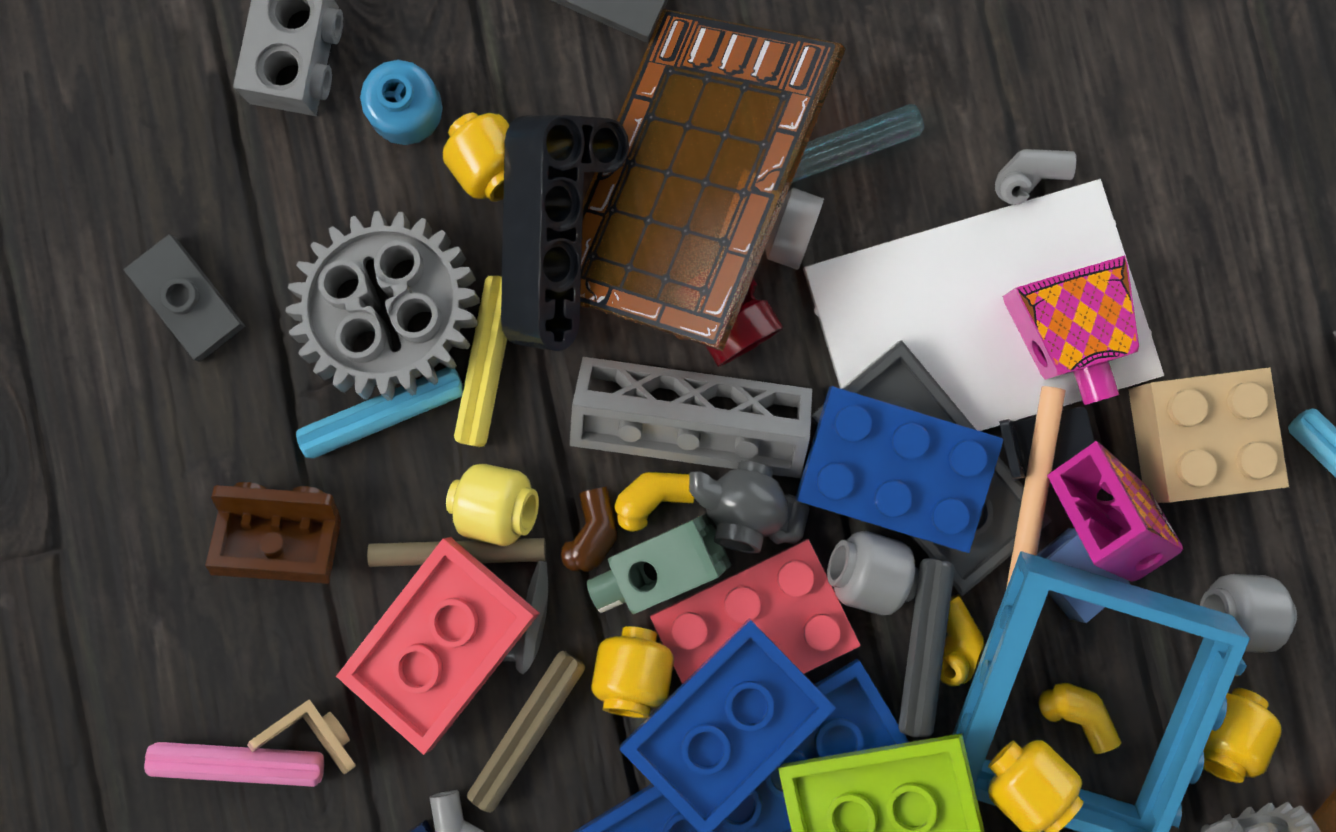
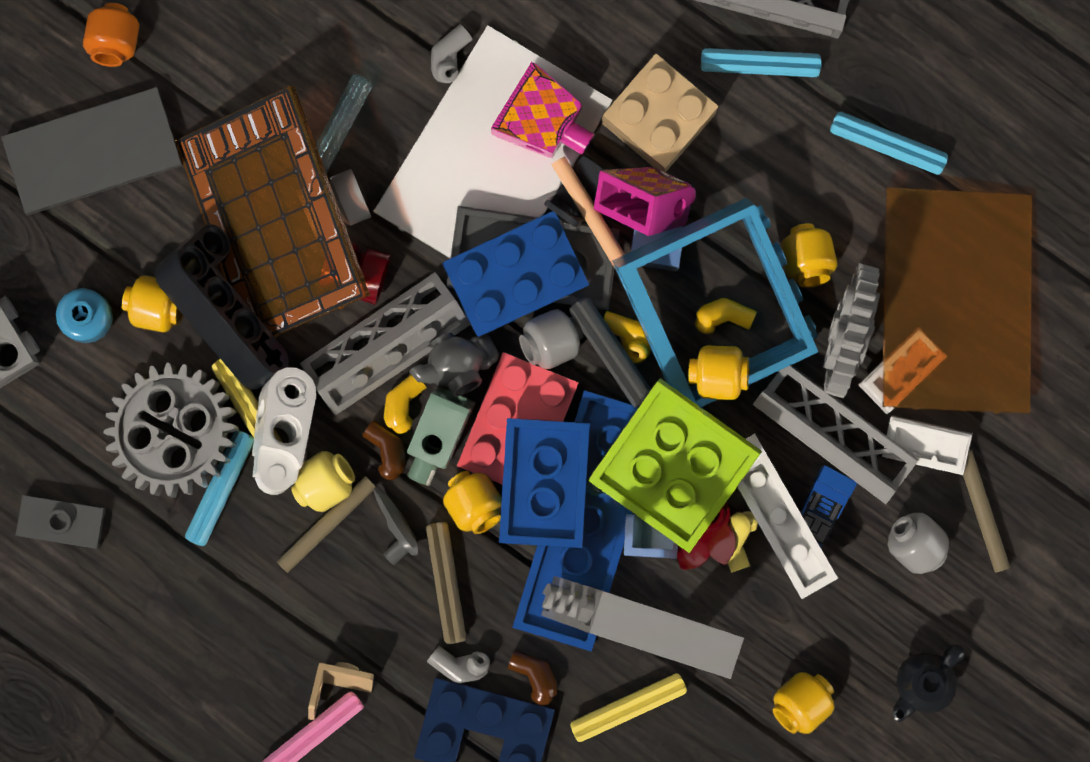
camera: 45 degrees left, 0 degrees up
(273, 533) = (222, 598): reddish brown bracket -> none
(437, 645) = (359, 578): coral plate -> none
(456, 440) = (277, 462): none -> white piece
(1258, 605) = (763, 183): light grey head -> none

